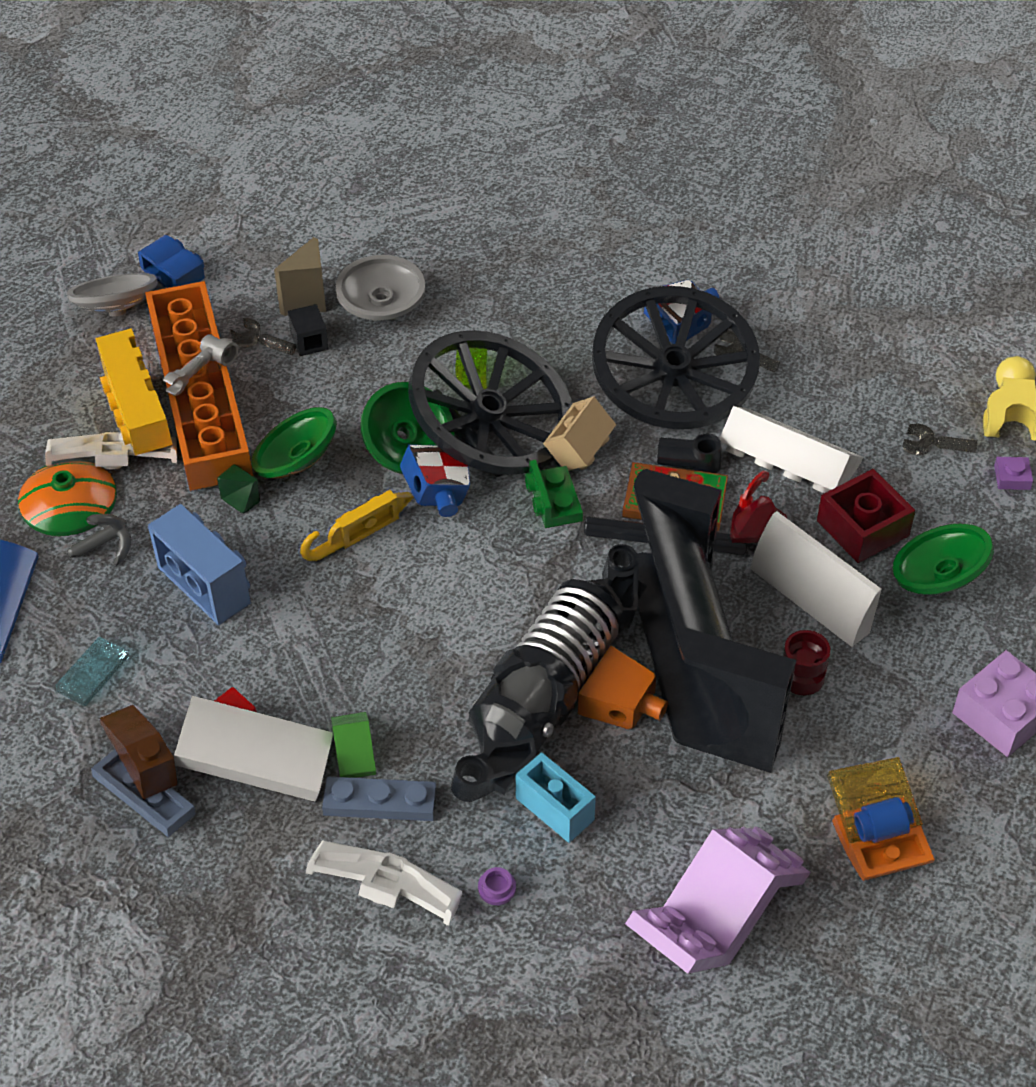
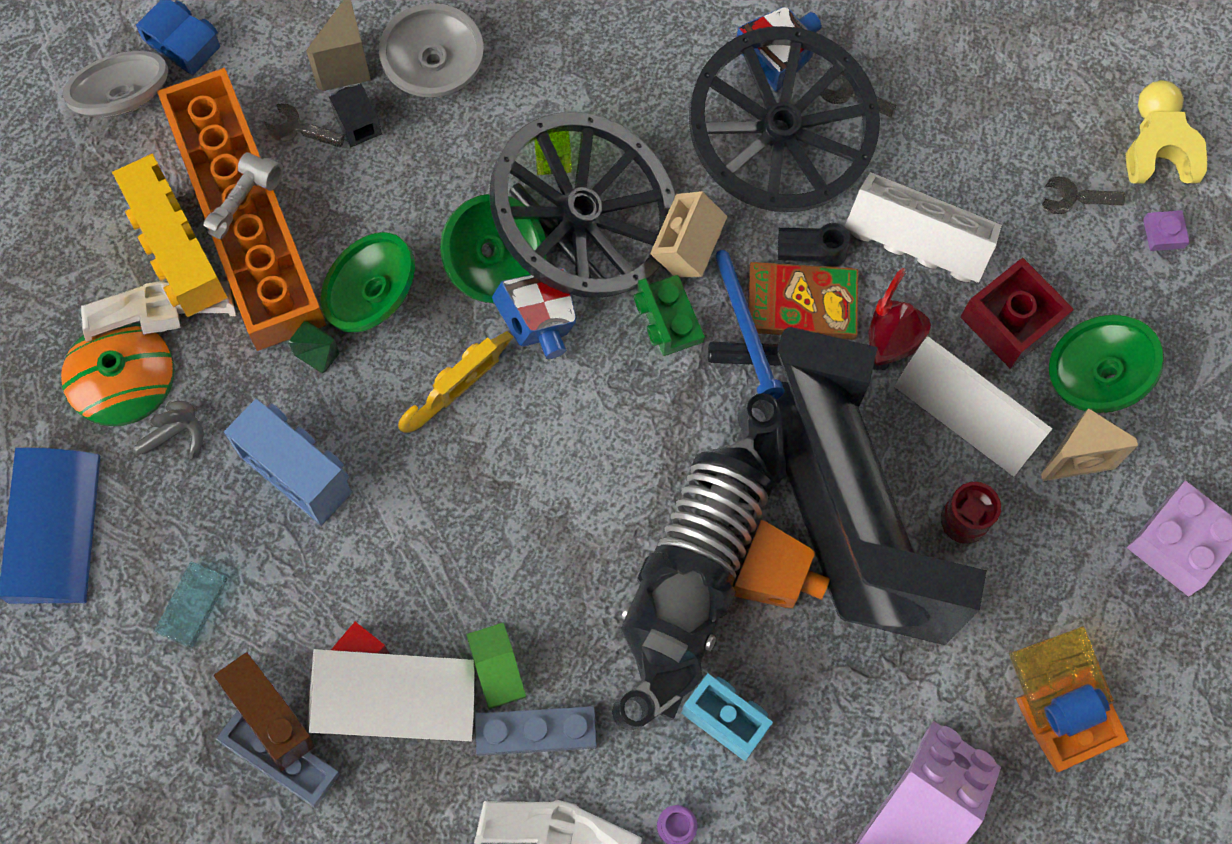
camera: 10 degrees left, 20 degrees up
(621, 505) = (767, 382): none -> blue bar
(918, 620) = (1090, 448): none -> tan slope

